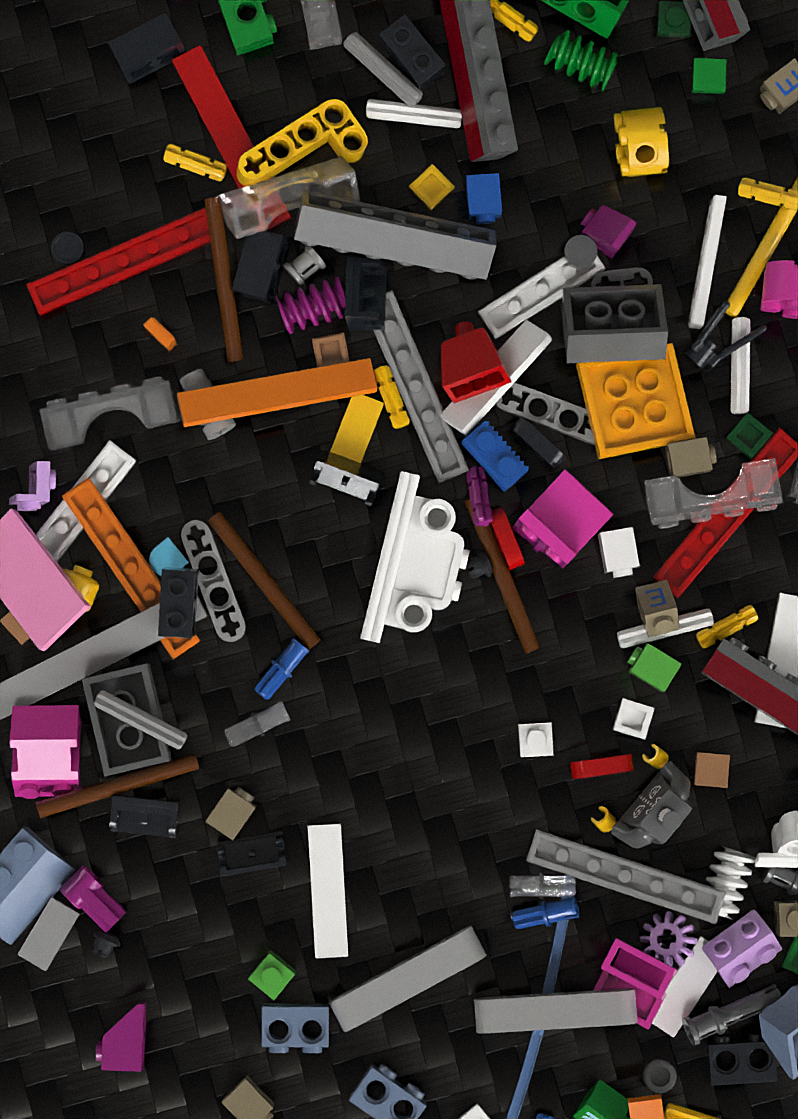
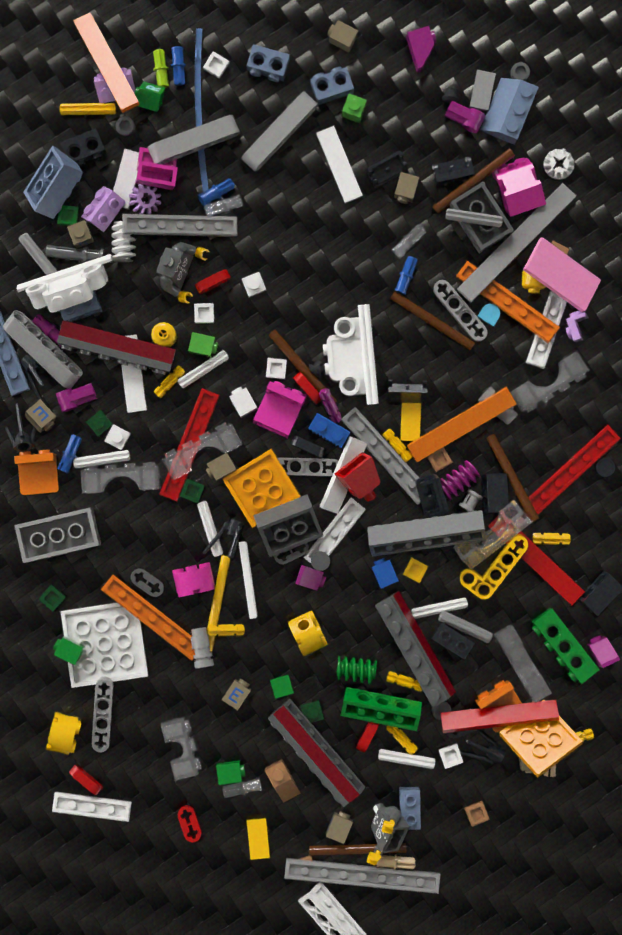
camera: 165 degrees right, 0 degrees up
(160, 333) = (537, 436): orange tile -> none
(178, 602) = (475, 288): black brick -> none
(546, 588) = (276, 368): none -> white plate
(657, 608) = (211, 377): dark tan brick -> none
(699, 704) = (166, 341): none -> yellow head
(711, 770) = (151, 300): medium nougat tile -> none
(718, 1019) = (104, 166): dark grey pin -> none

